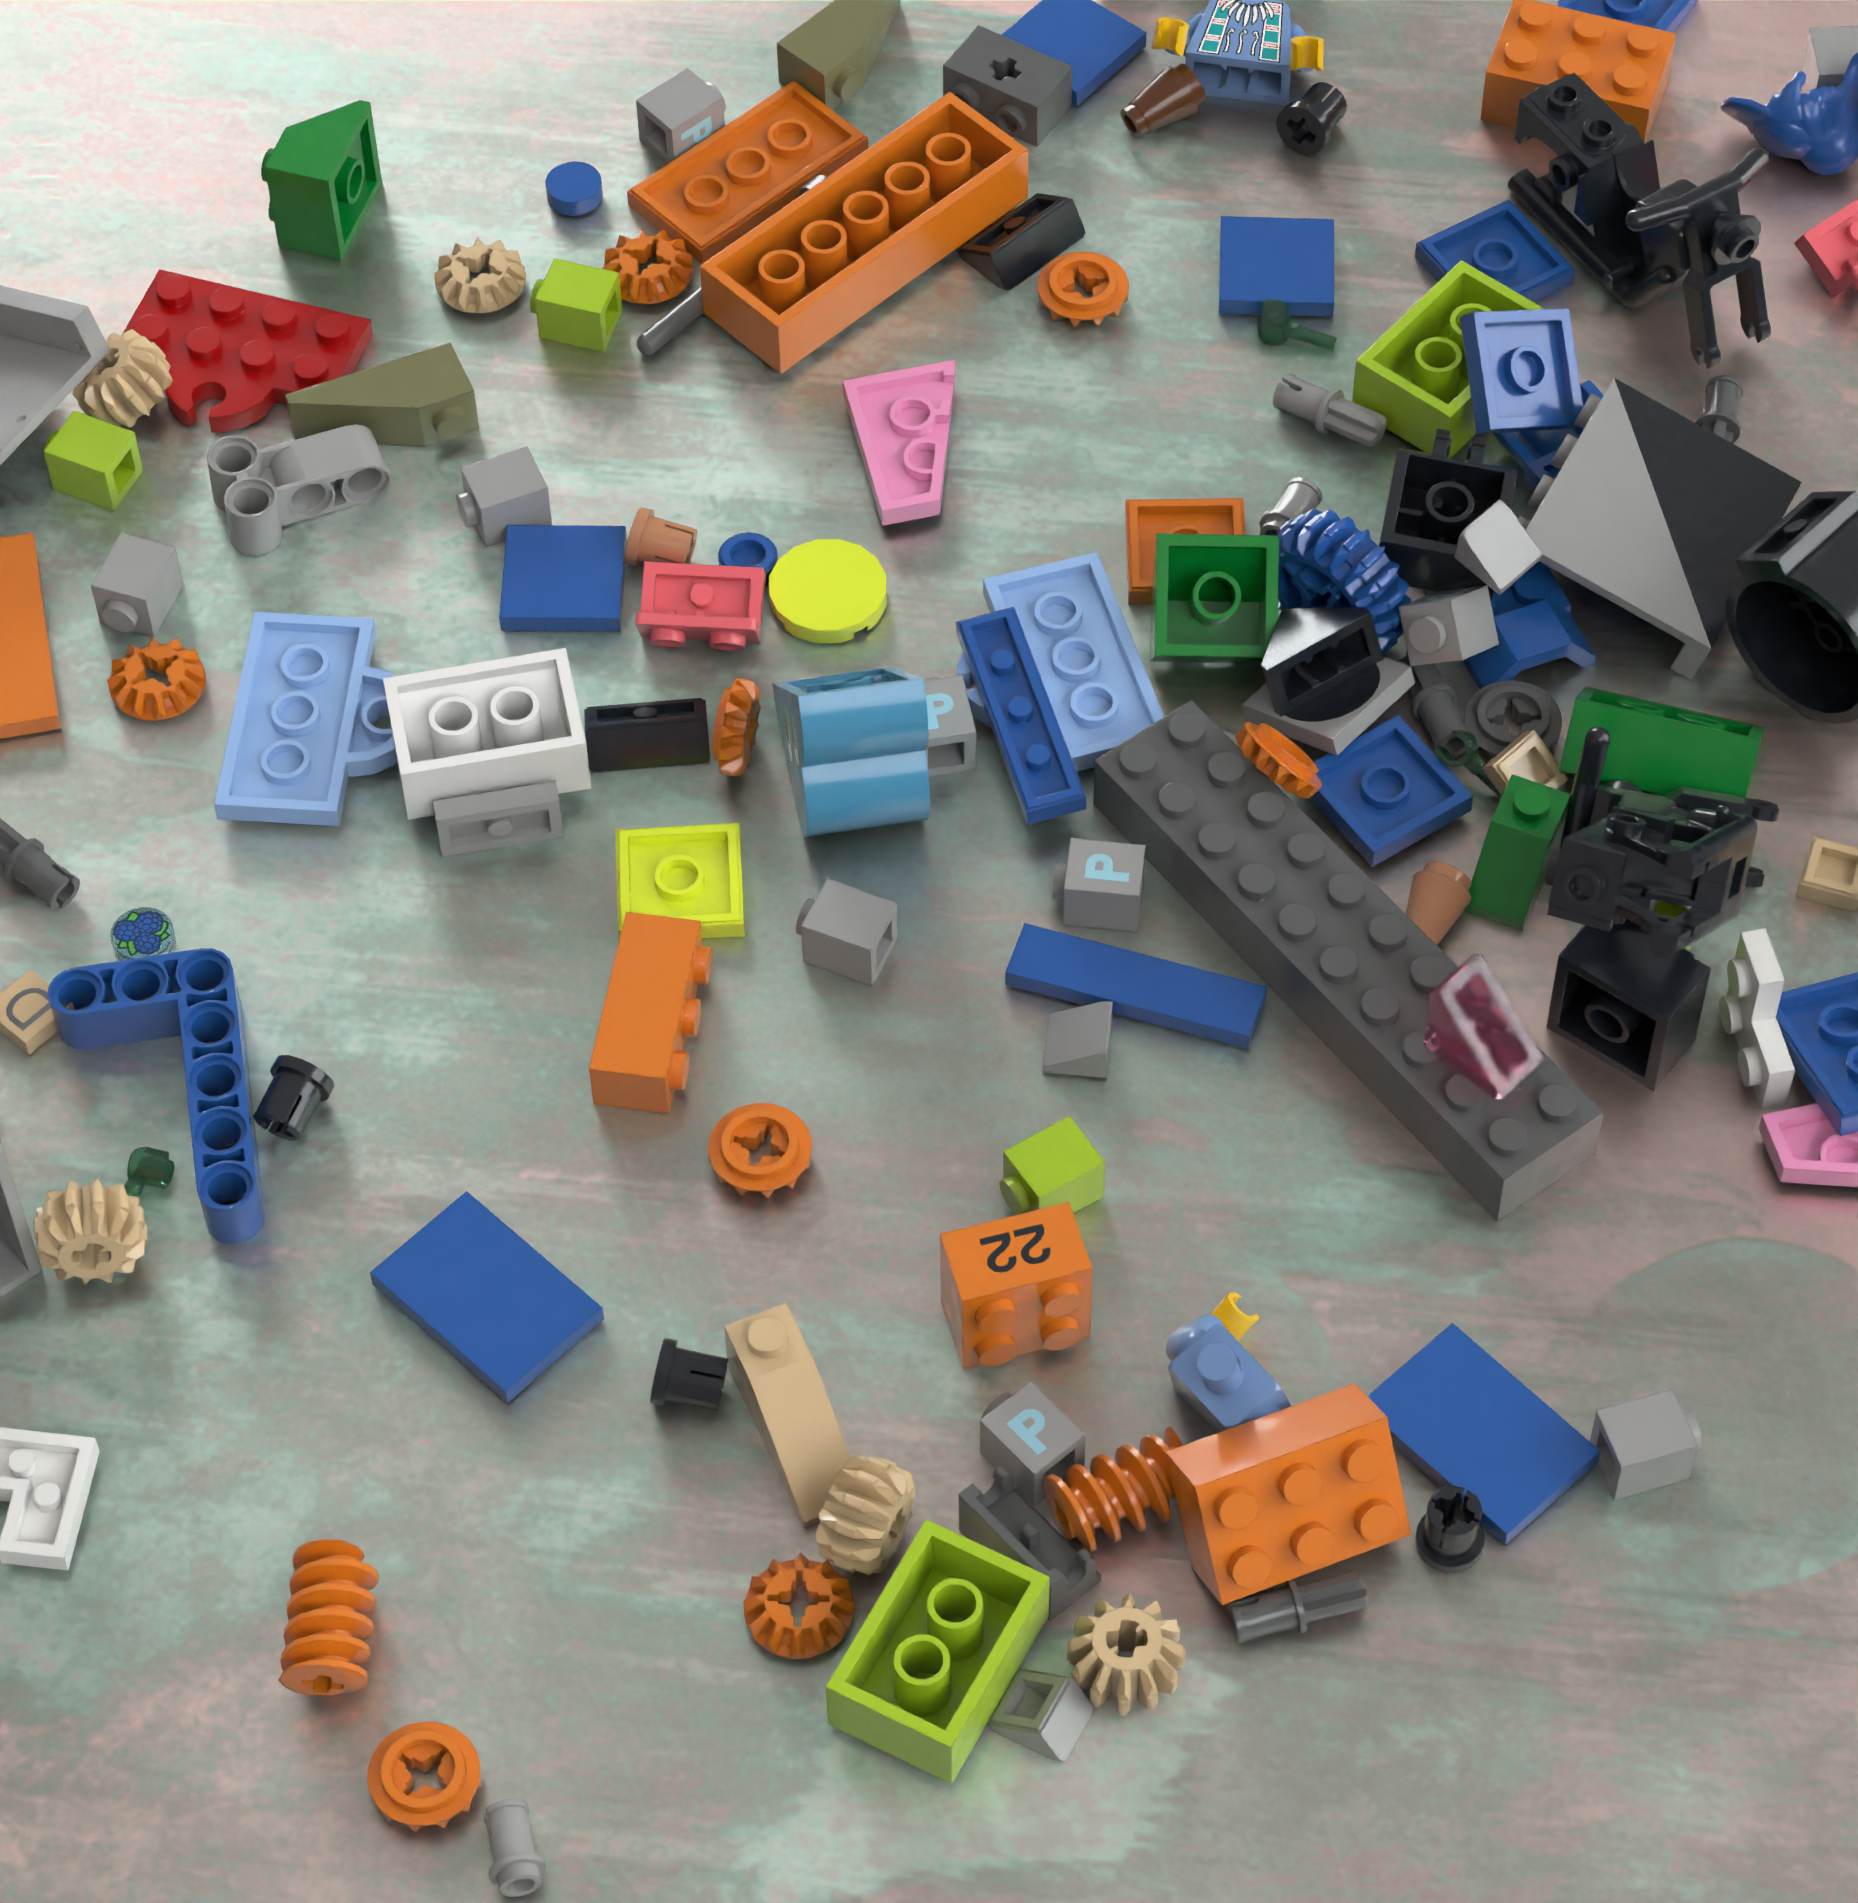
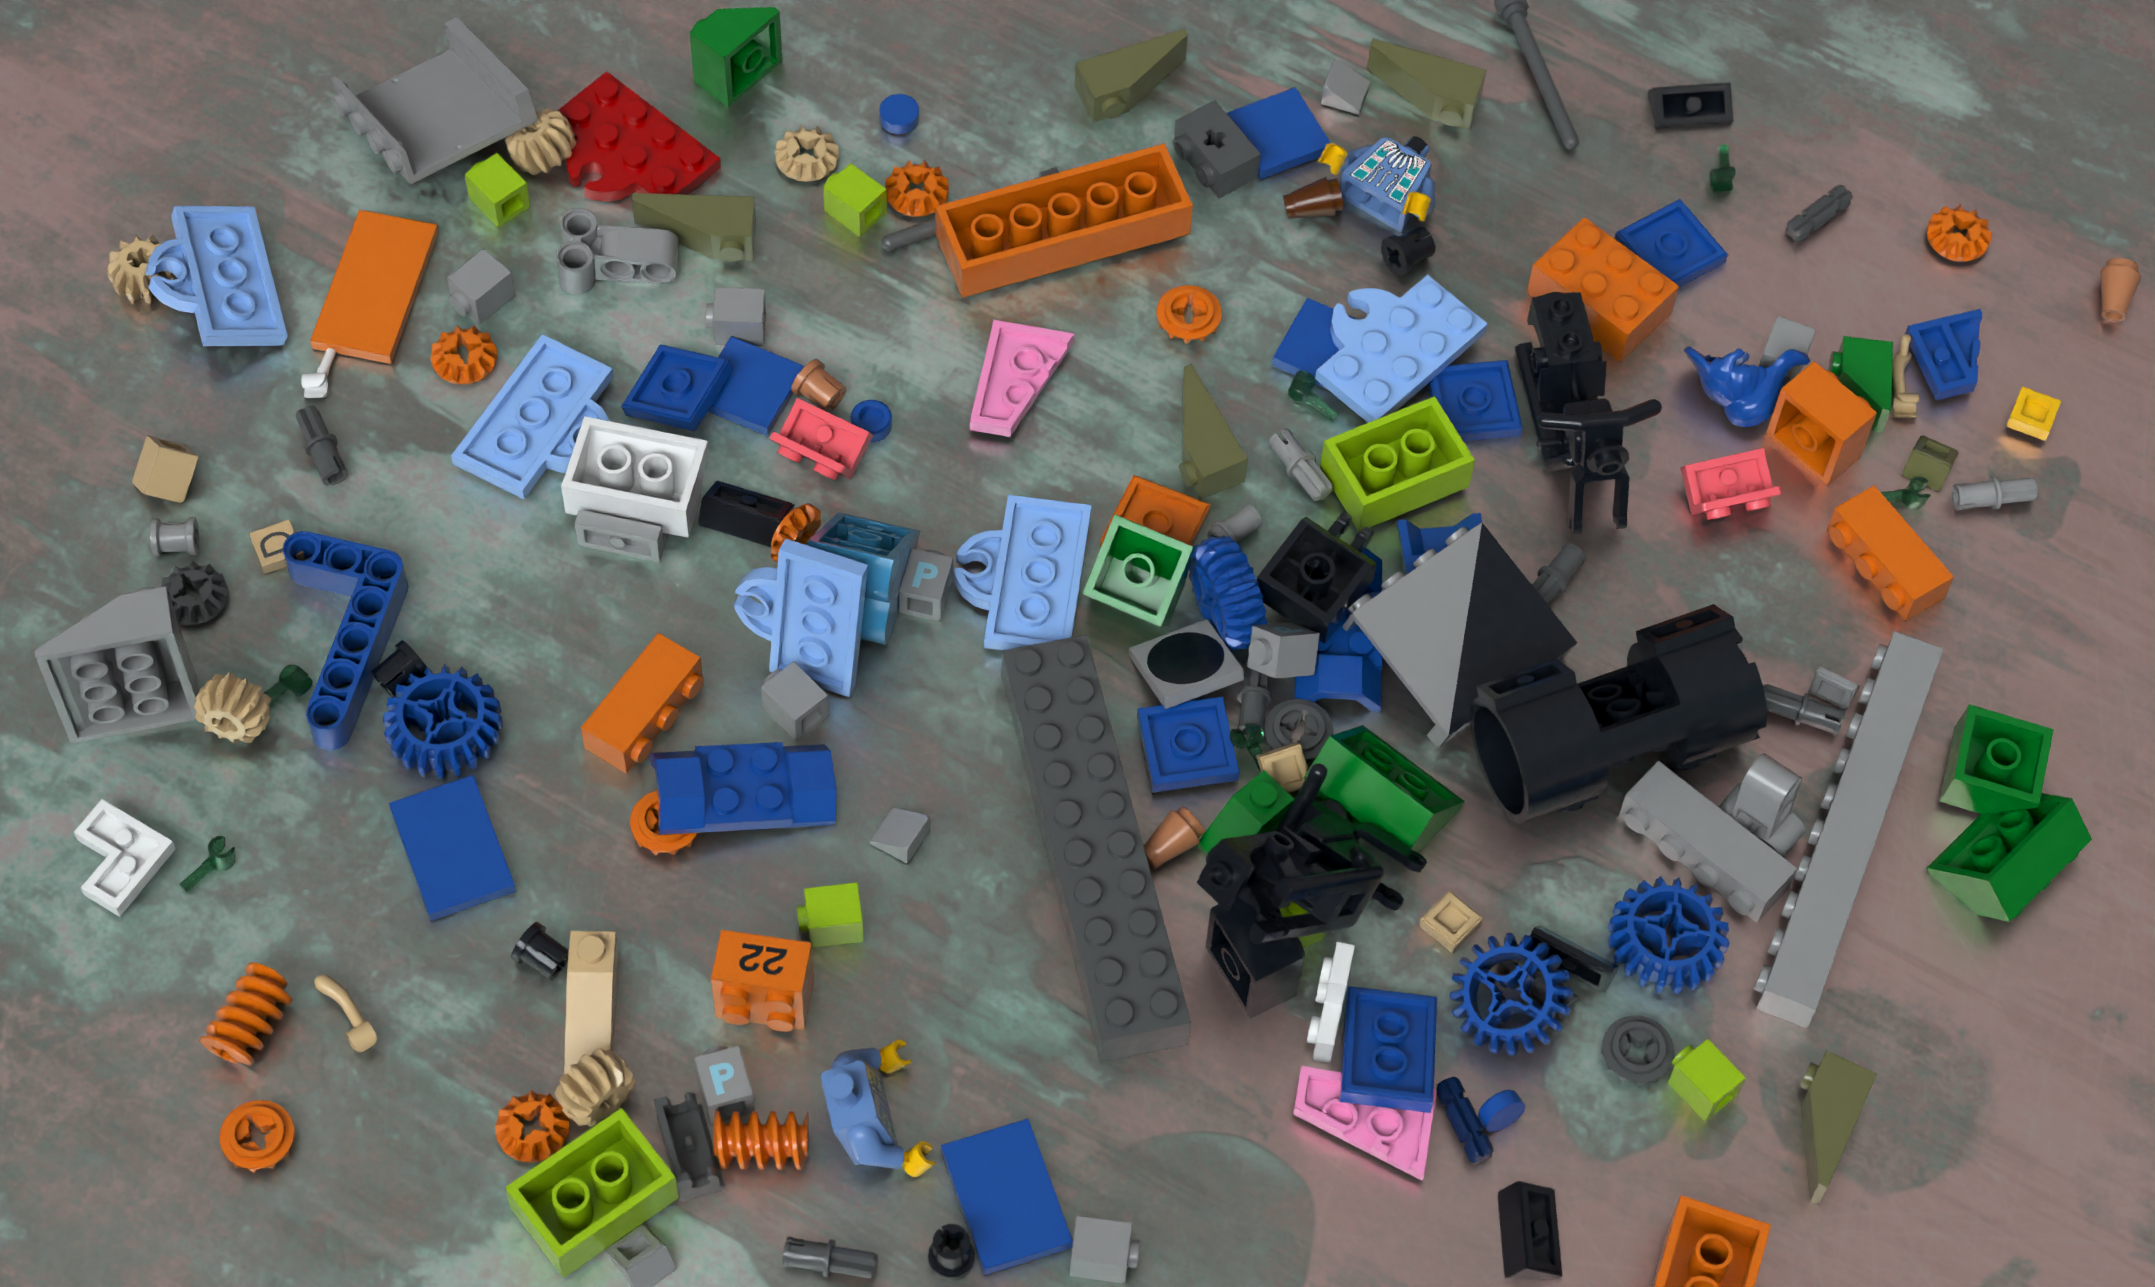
camera: 20 degrees right, 5 degrees up
(142, 934) = (368, 525): tile -> none
(164, 1444) = (215, 861): none -> clear green hand
(427, 1150) = (449, 742): none -> blue gear
(472, 611) = (677, 387): none -> blue tile
(500, 1581) = (362, 1035): none -> tan piece
(516, 1865) = (284, 1203): light grey pin -> none
(679, 114) = (992, 91): light grey brick -> none
(683, 875) = (708, 624): neon yellow tile -> none
(746, 171) = (1018, 144): orange tile -> none
(827, 590) = (910, 461): neon yellow tile -> none
(828, 797) = (808, 613): none -> light blue plate
(848, 1061) = (744, 787): none -> blue piece
(1021, 715) = (977, 599): blue tile -> none
(1024, 240) = (1171, 263): black slope -> none
(1101, 884) = (970, 734): light grey brick -> none
(1131, 1678) = (702, 1230): tan gear -> none
(1137, 985) = (958, 810): blue tile -> none
(1199, 428) = (1209, 449): none -> olive slope
(1279, 759) = (1119, 698): orange gear -> none
(1289, 1493) = (852, 1186): orange brick -> none
(1317, 652) = (1184, 634): black slope -> none
(1364, 229) = (1396, 346): none -> light blue plate
(1479, 1030) = (1132, 937): clear pink slope -> none
(1497, 548) = (1327, 613): slope -> none
(1522, 370) = (1426, 491): plate -> none

